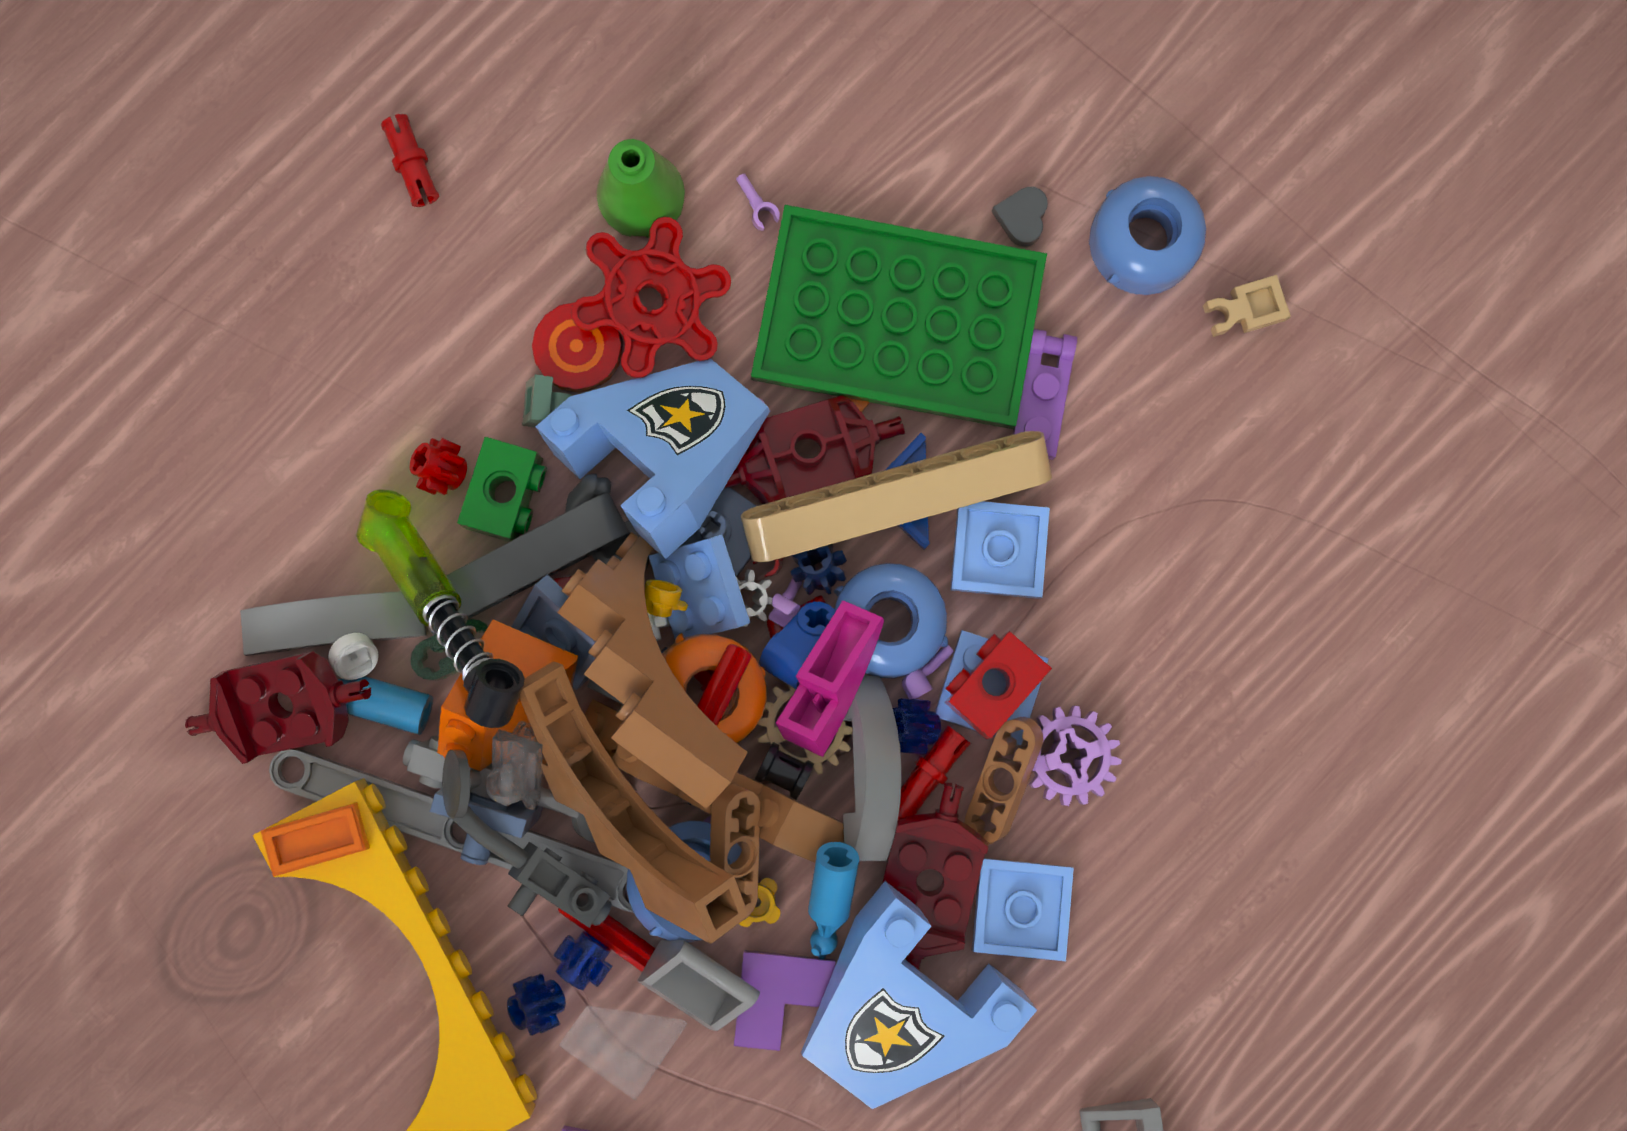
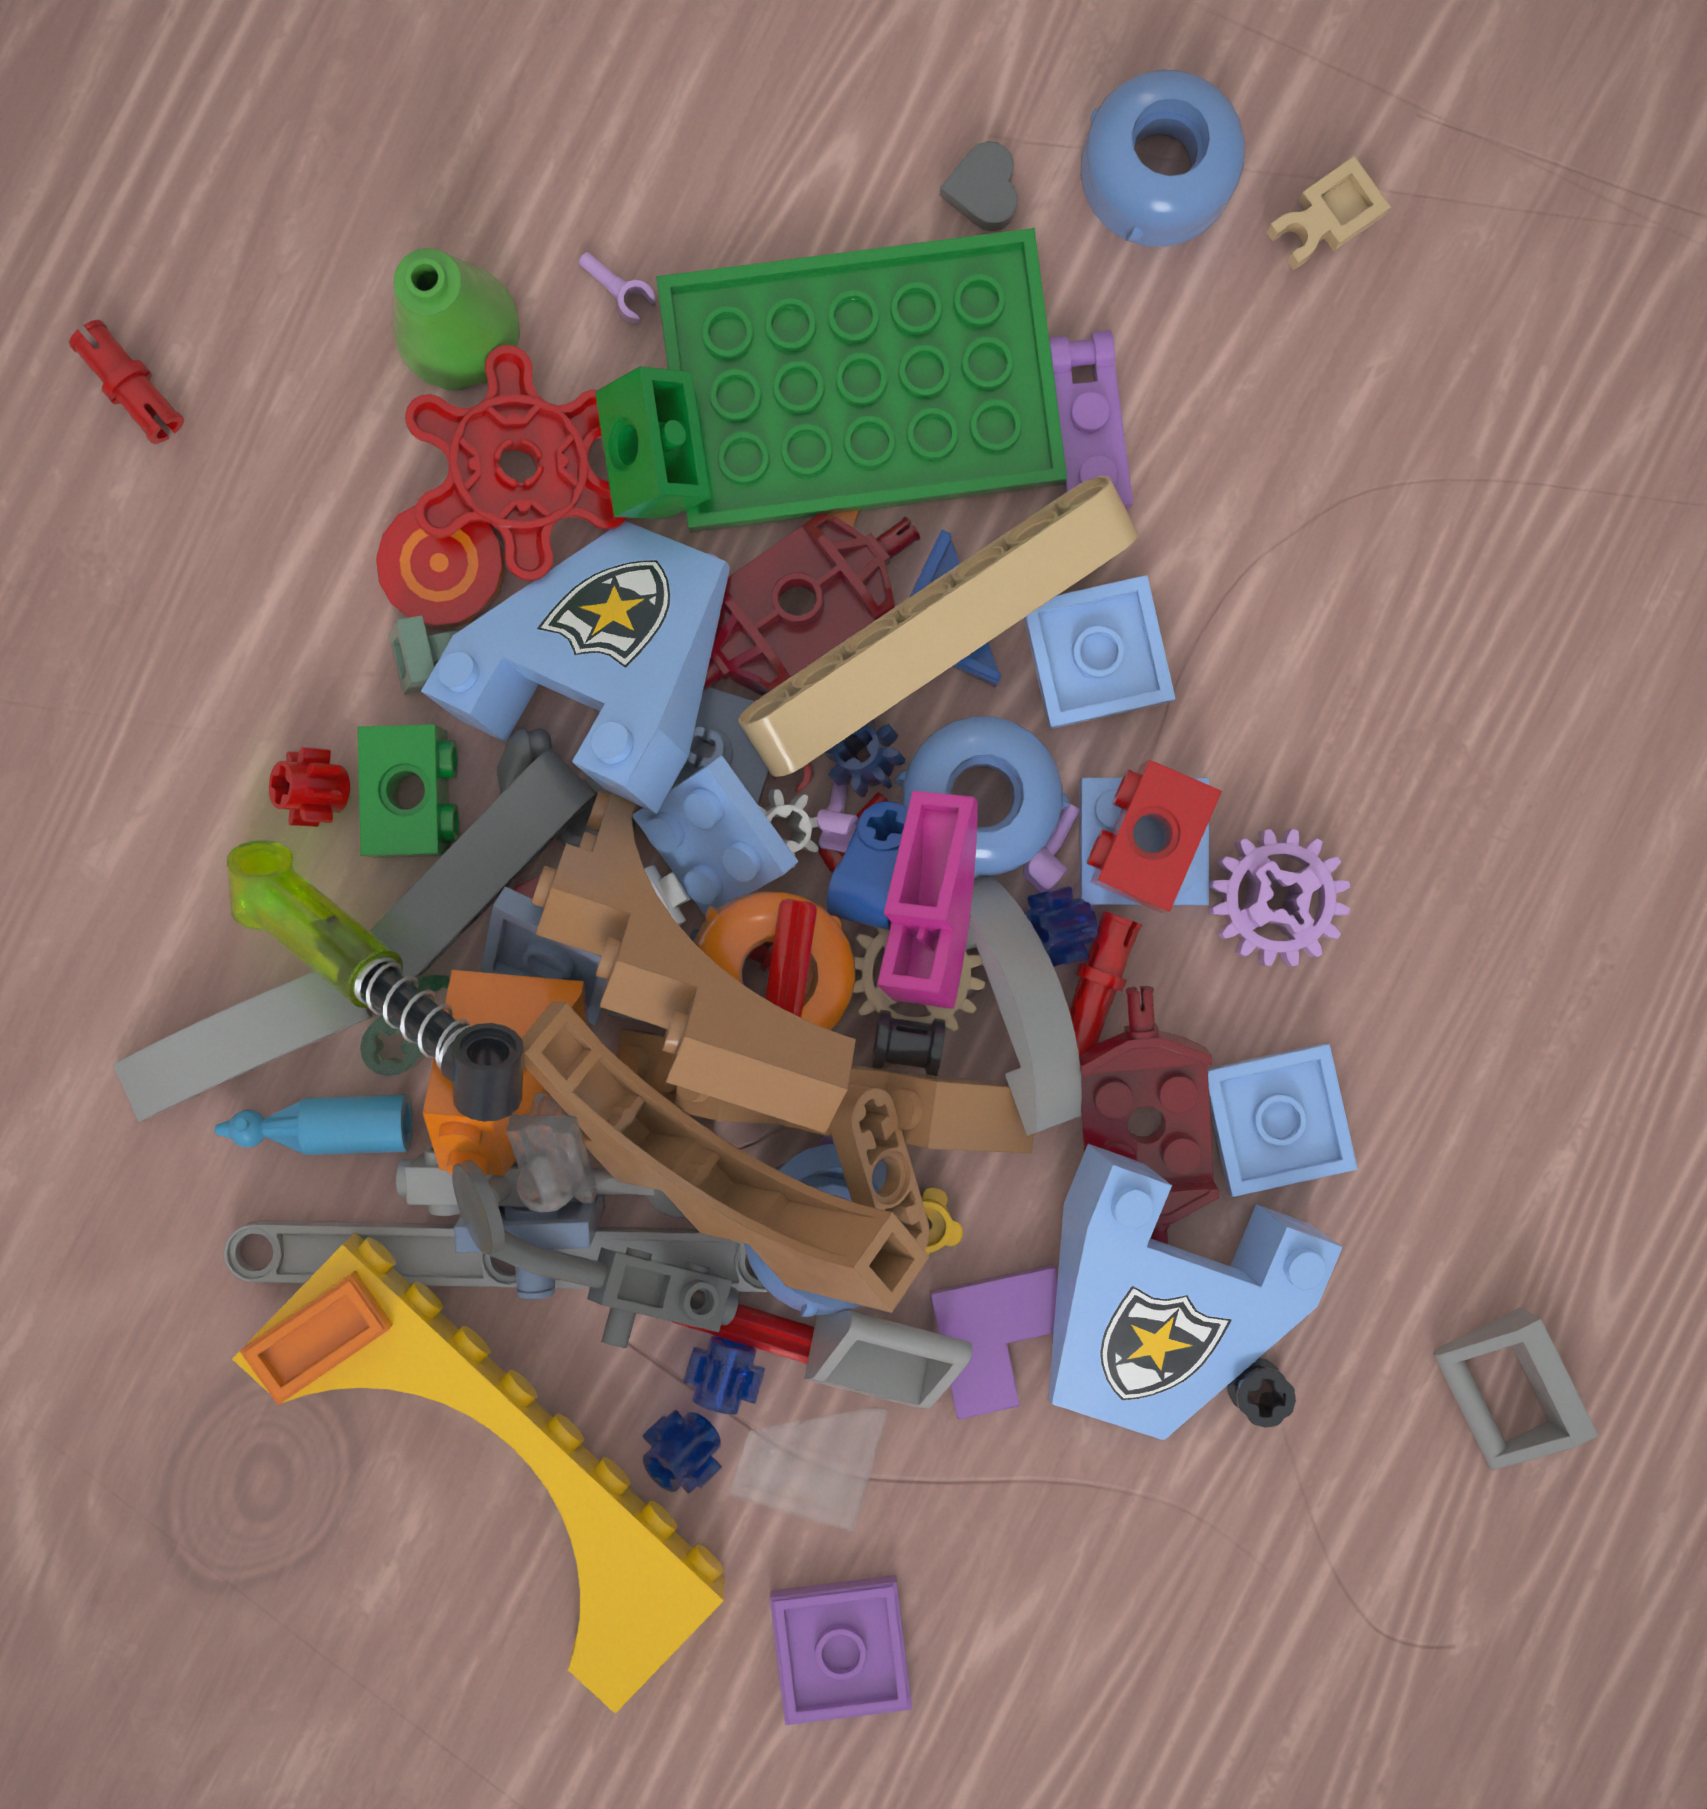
camera: 15 degrees left, 5 degrees up
(253, 722) = (178, 1204): dark red plate -> none
(353, 656) = (283, 1078): white tile -> none
(662, 598) = (671, 866): yellow plate -> none
(745, 313) = (652, 443): none -> green brick
(831, 894) = (1023, 1183): dark azure wheel -> none
(955, 1108) = (1273, 1405): none -> black bush
(1004, 745) = (1189, 913): medium nougat beam -> none

